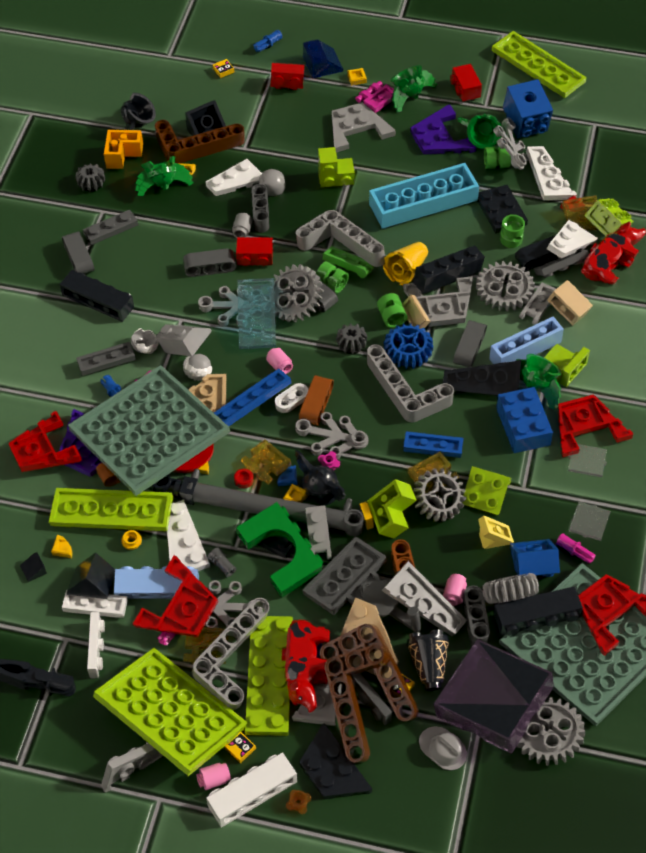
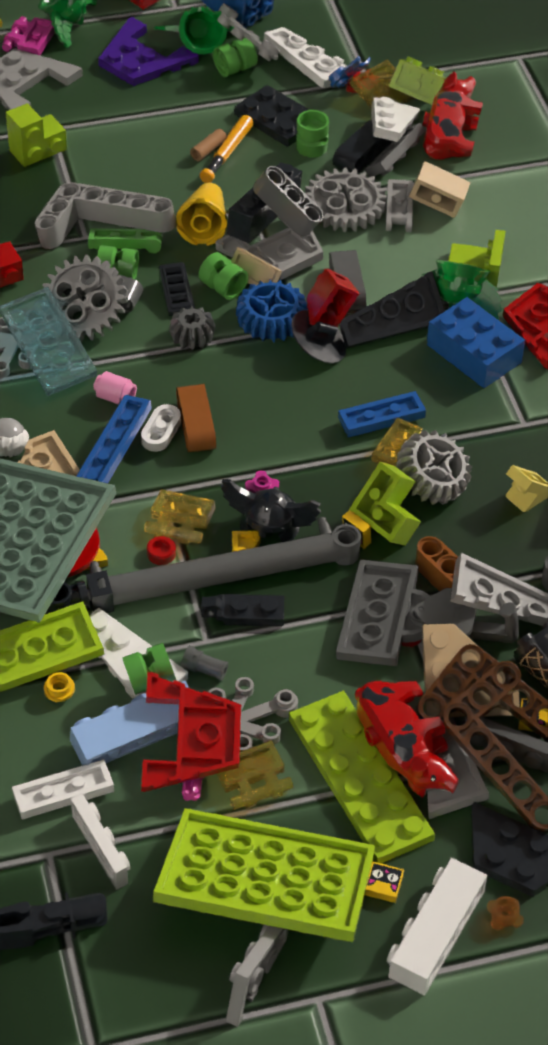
camera: 30 degrees left, 5 degrees down
(92, 578) = (38, 757): black slope -> none
(186, 551) = (154, 660): none -> bright green wheel
(213, 776) = (375, 932): bright pink brick -> none
(226, 649) = (289, 763): light grey beam -> none
(275, 522) = (255, 580): green arch -> none
(288, 477) = (220, 525): blue tile -> none
(318, 530) = (310, 572): light grey hinge -> none
(333, 435) = (276, 446): light grey plant -> none
(361, 297) = (175, 274): none -> black slope
(410, 406) = (296, 367): light grey beam -> none
(423, 195) = (171, 129): medium azure brick -> none
(424, 373) = (320, 340): none -> black shield
(443, 214) = (208, 145): none -> medium nougat axle
(448, 349) = (330, 298): none -> red torso
(454, 220) = (236, 135): none -> light orange piece
(455, 283) = (288, 201): none -> dark grey beam
(455, 589) = (527, 568): bright pink brick -> none
(486, 490) = (485, 439): lime bracket -> none
(529, 341) = (420, 251): light blue brick -> none
(557, 196) = (342, 75): none -> blue plate

